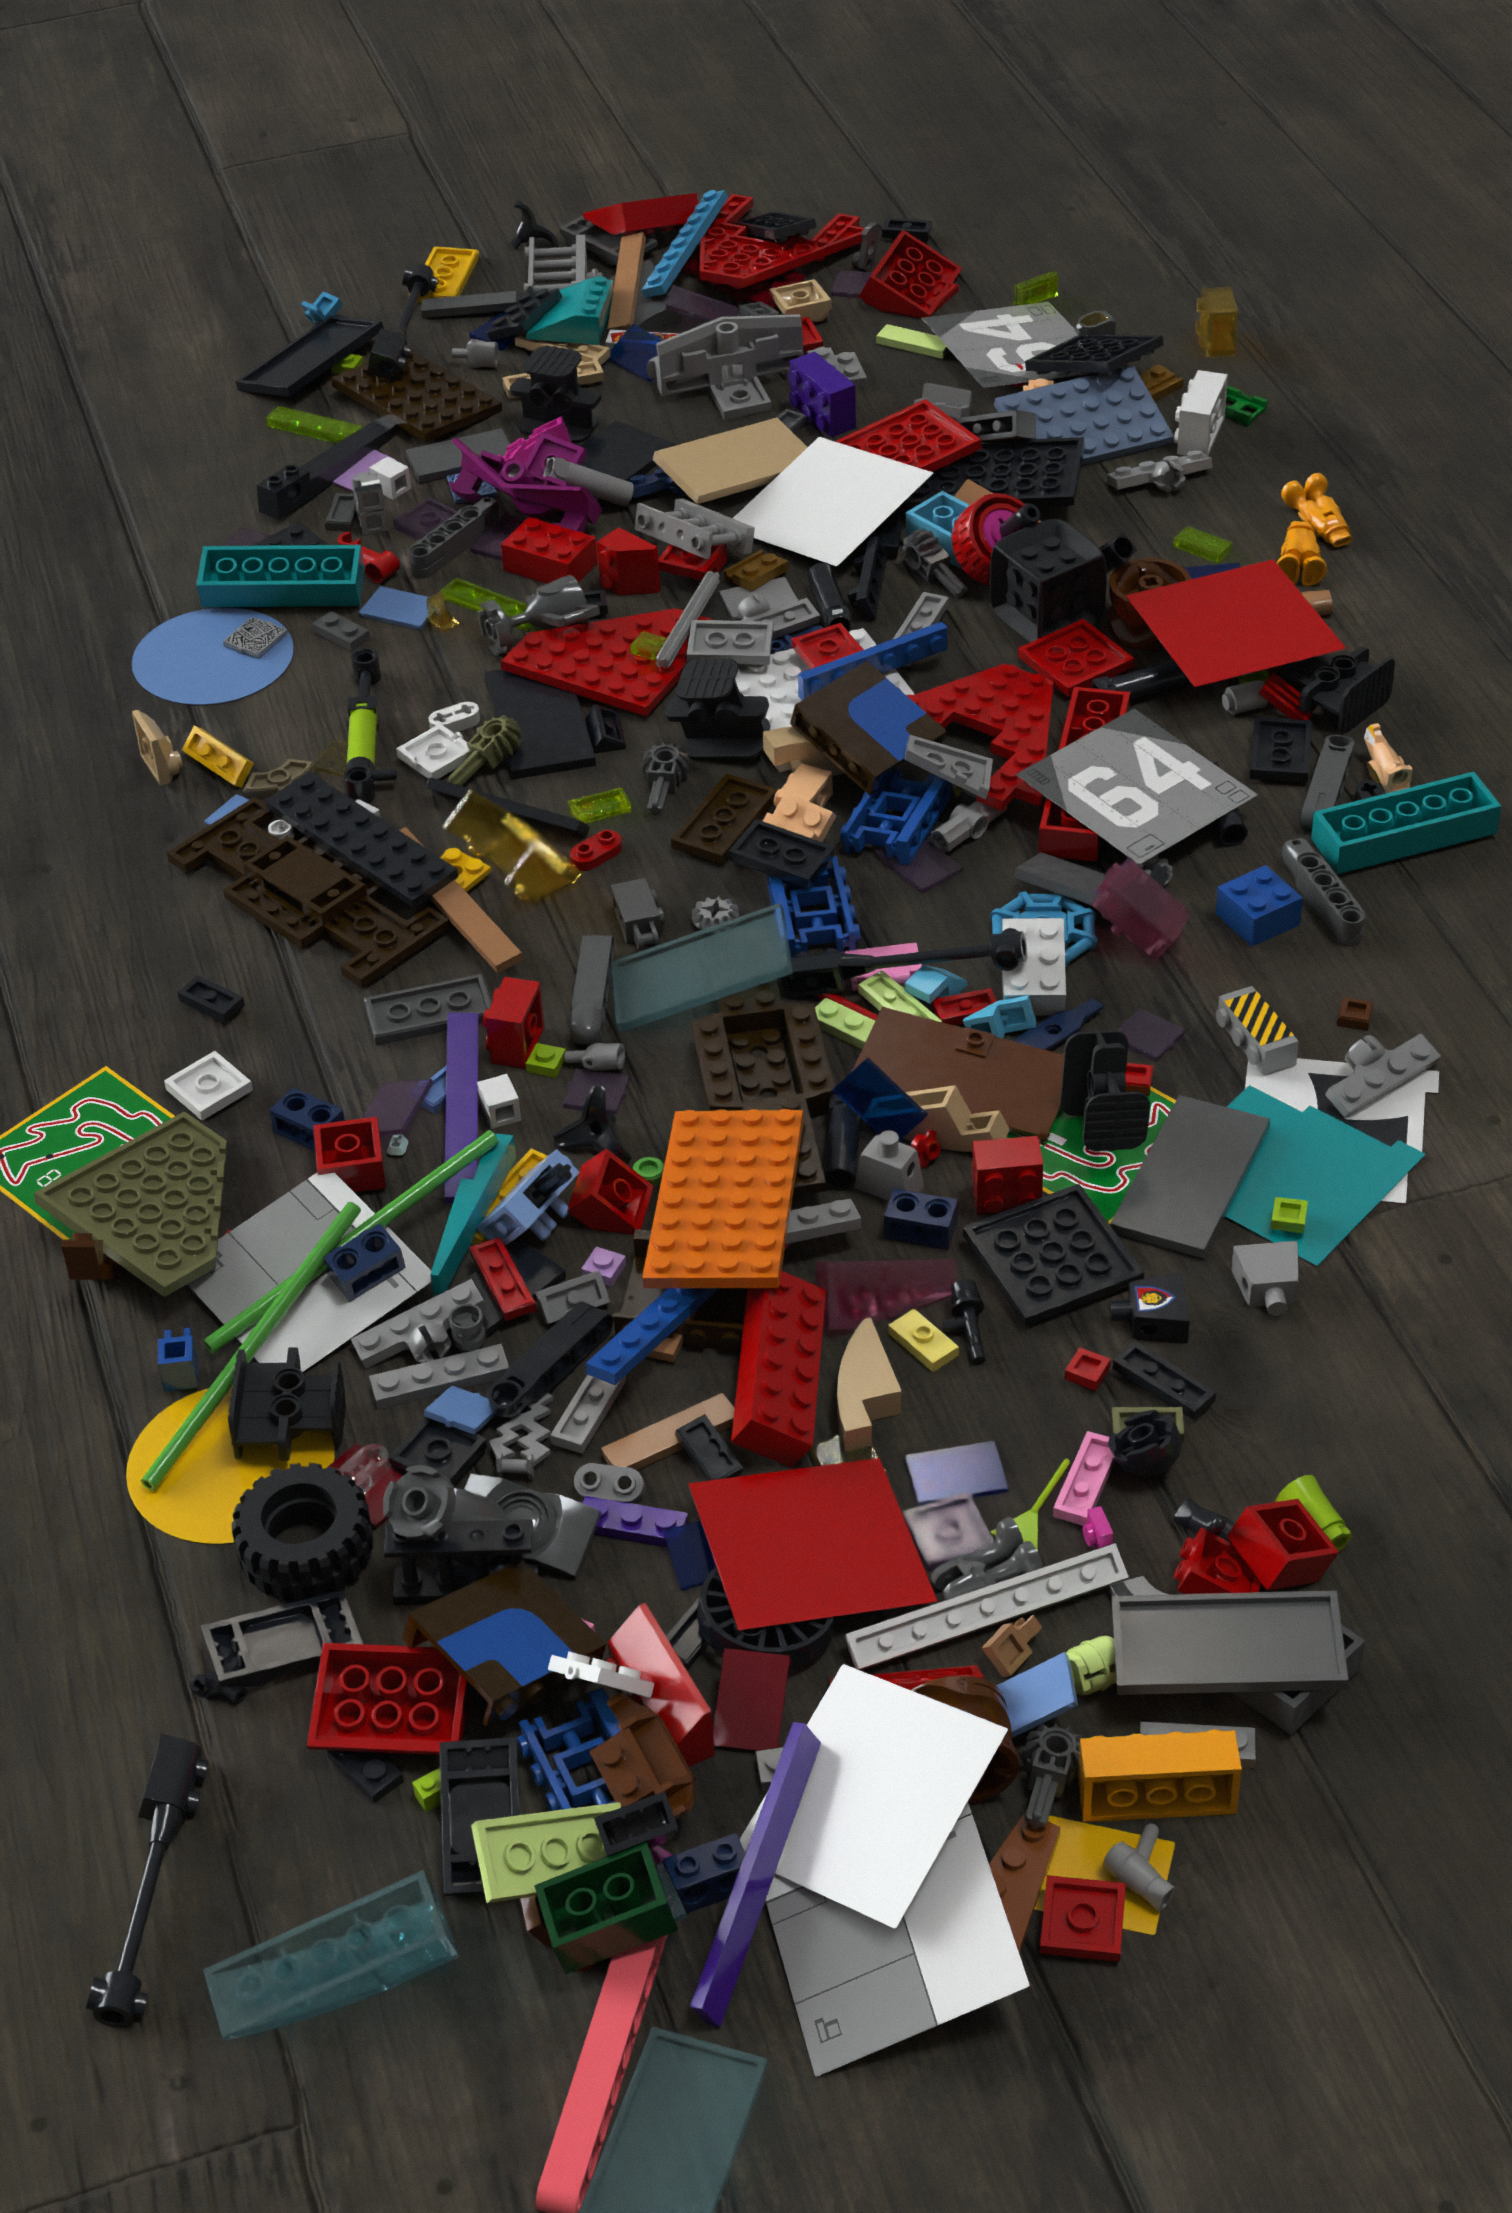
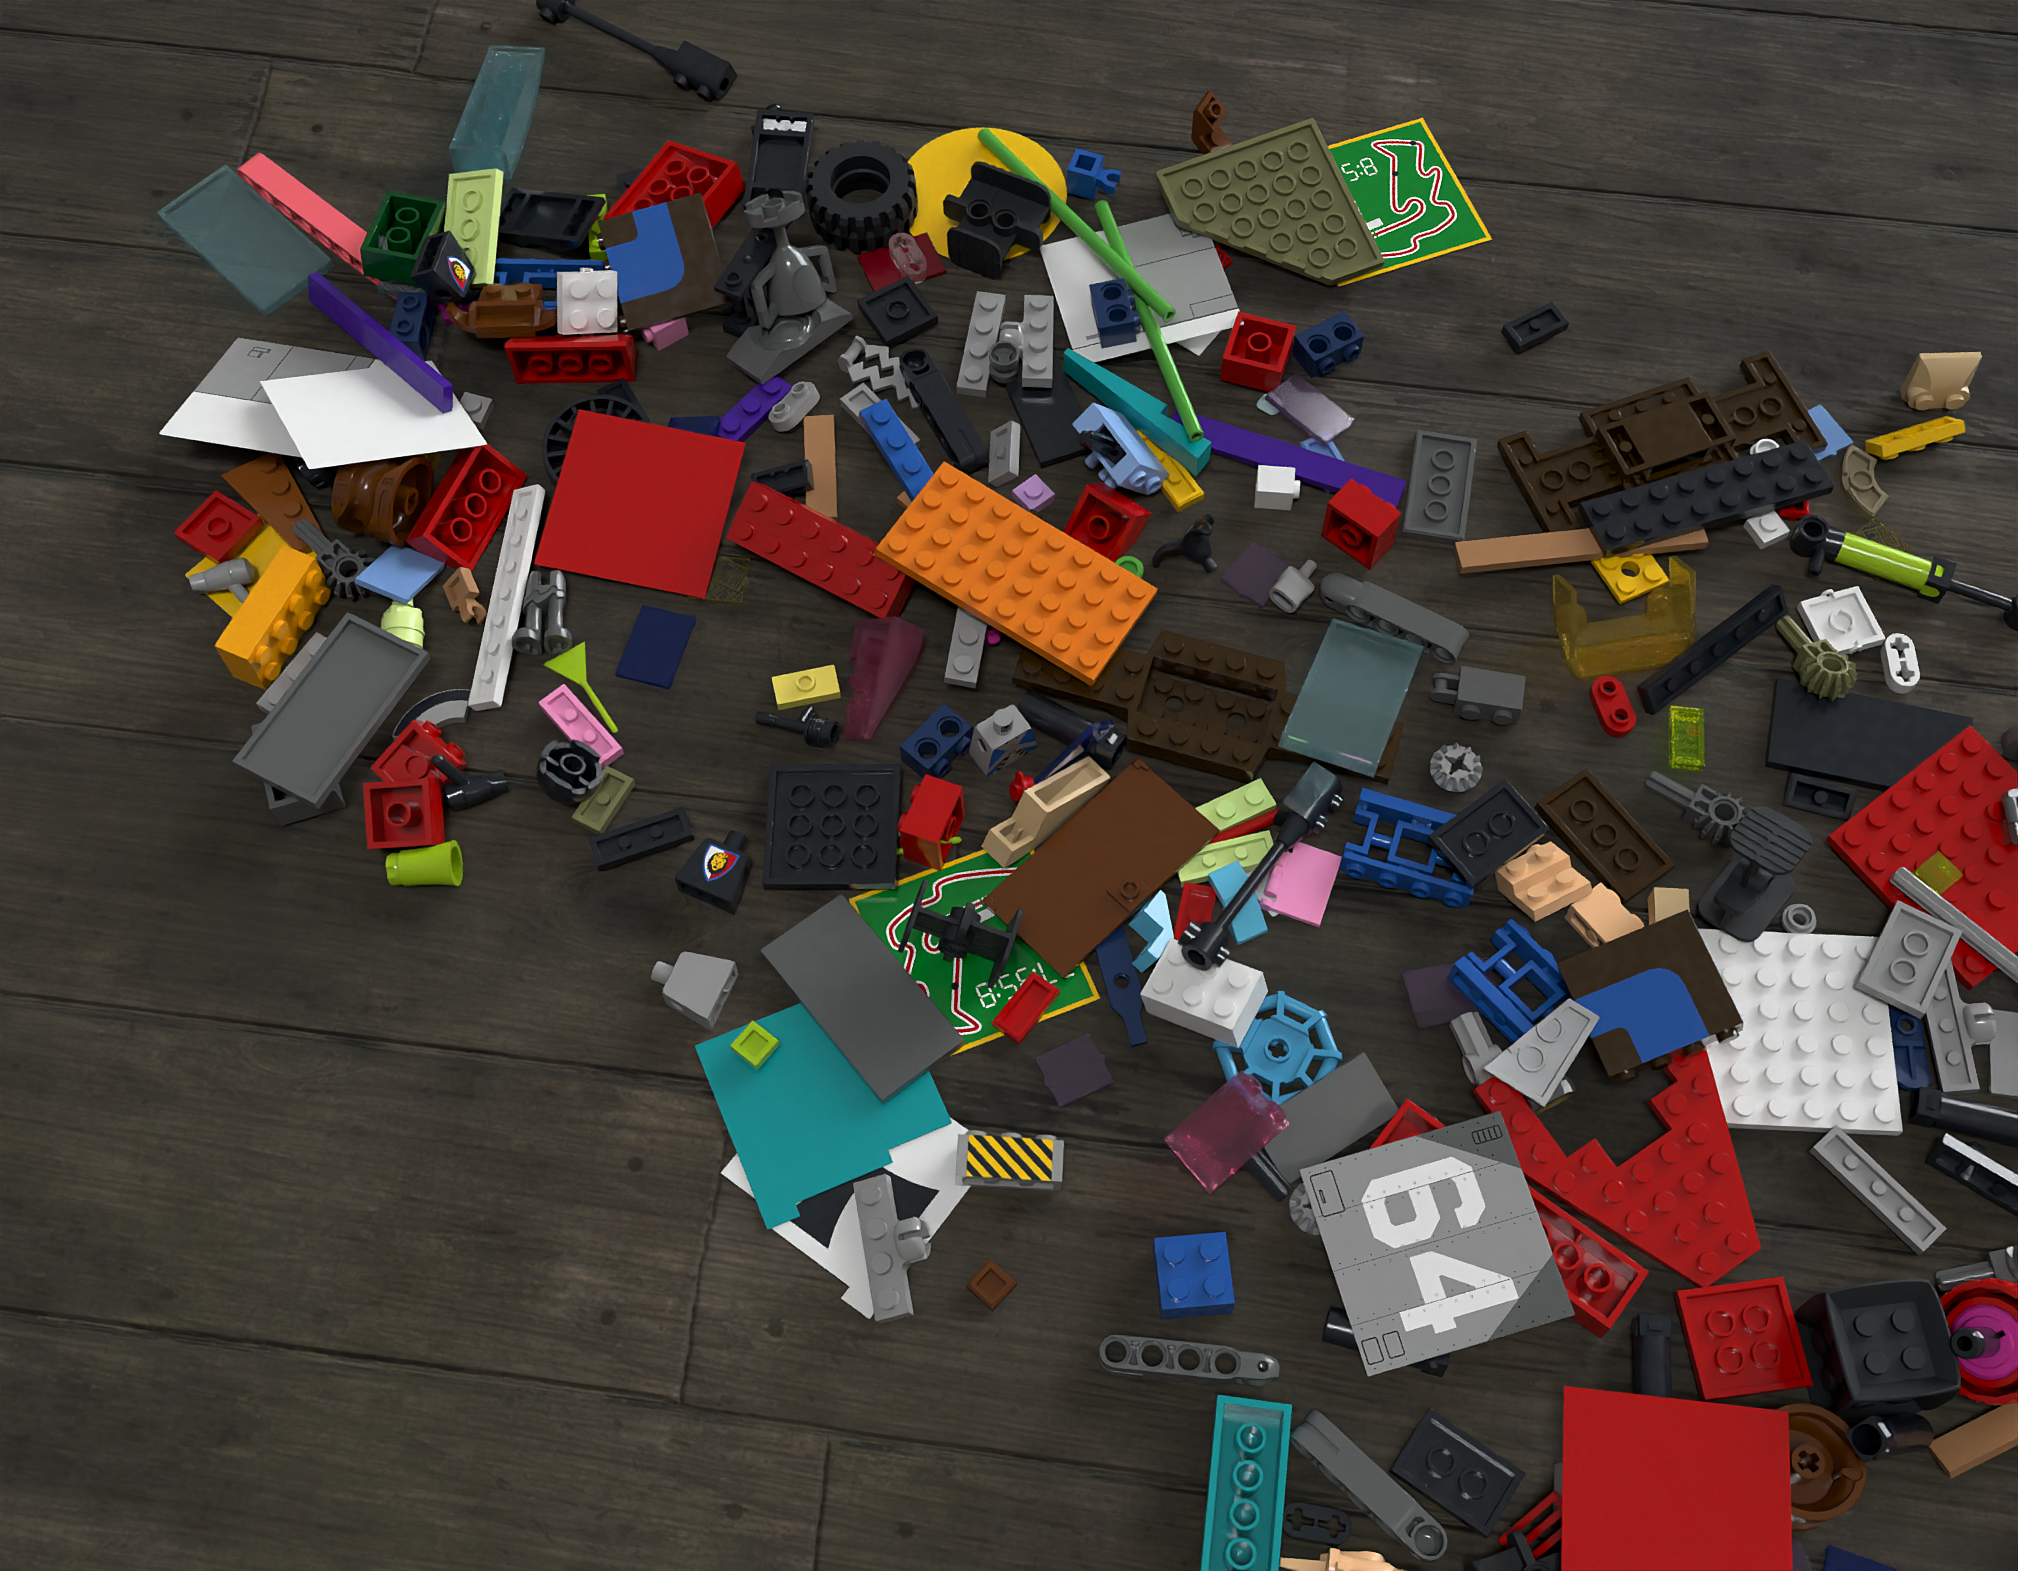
camera: 115 degrees right, 20 degrees up
(208, 1085) = (1417, 293): white plate -> none
(460, 1410) = (931, 334): medium blue piece -> none
(502, 1279) = (1047, 410): red tile -> none
(545, 1060) = (1318, 548): lime plate -> none
(750, 1700) = (529, 407): dark red piece -> none
(825, 645) = (1852, 1055): red plate -> none
(865, 1387) = (775, 612): tan slope -> none
(882, 657) = (1805, 1100): blue plate -> none
(947, 1529) = (602, 612): tile -> none
(1087, 1369) = (690, 787): red plate -> none
(1098, 1530) = (520, 705): dark pink plate -> none

